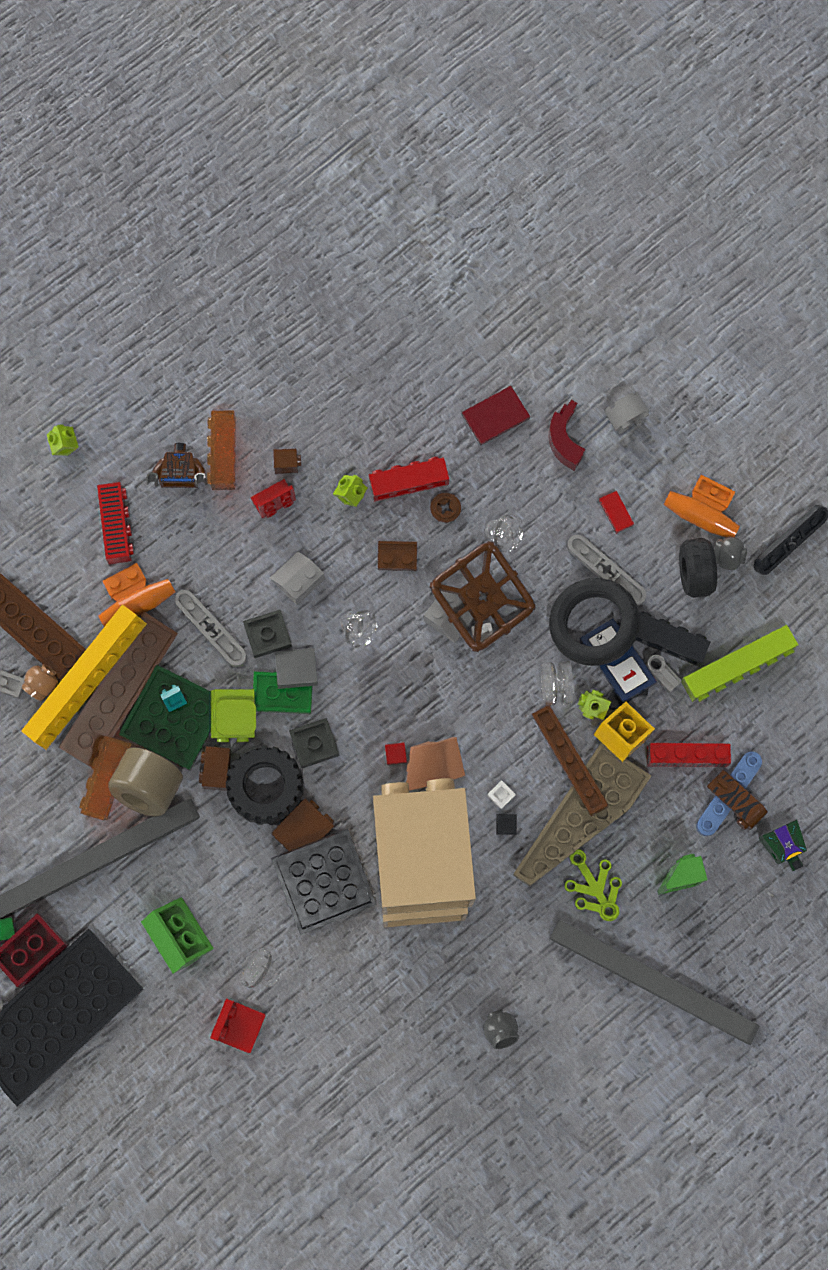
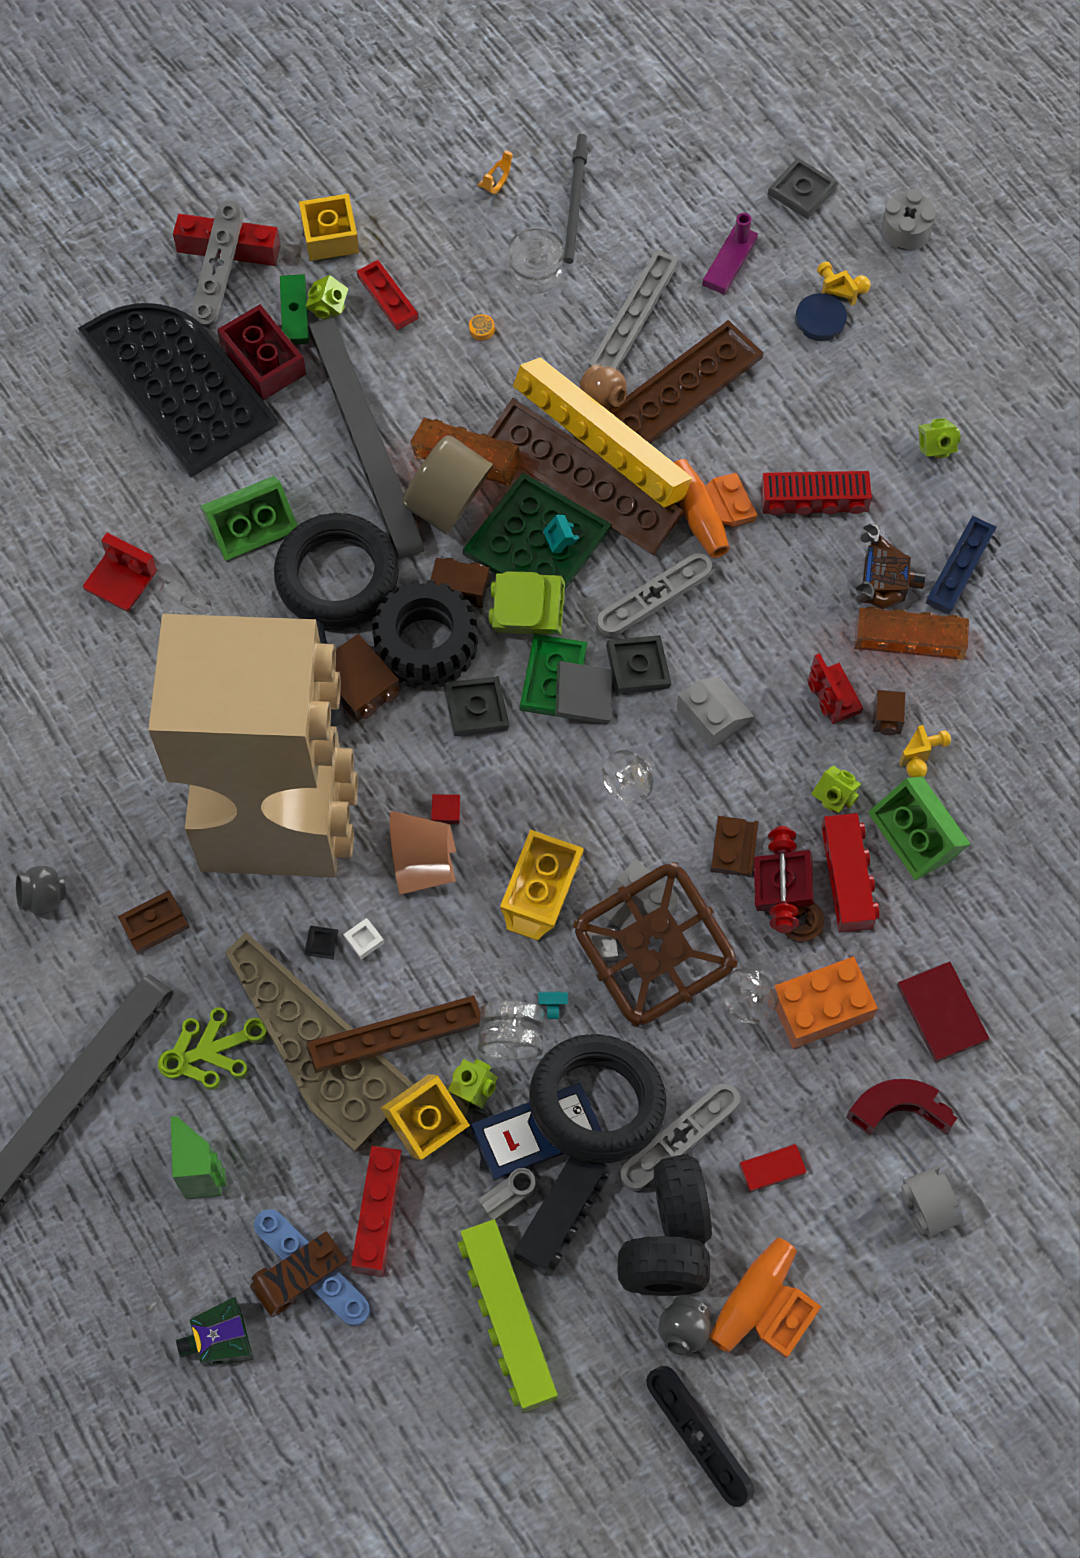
camera: 100 degrees right, 10 degrees down
(163, 420) = (961, 565): none -> dark blue plate
(187, 839) = (326, 529): none -> black tyre
(311, 439) = (919, 750): none -> yellow piece
(370, 436) = (918, 827): none -> bright green slope
(421, 519) = (783, 880): none -> dark red plate
(446, 679) = (539, 884): none -> yellow slope
(503, 486) = (824, 1002): none -> orange brick
(510, 944) = (153, 922): none -> reddish brown plate
(527, 661) = (552, 999): none -> teal tile
(655, 560) = (682, 1198): none -> black tyre

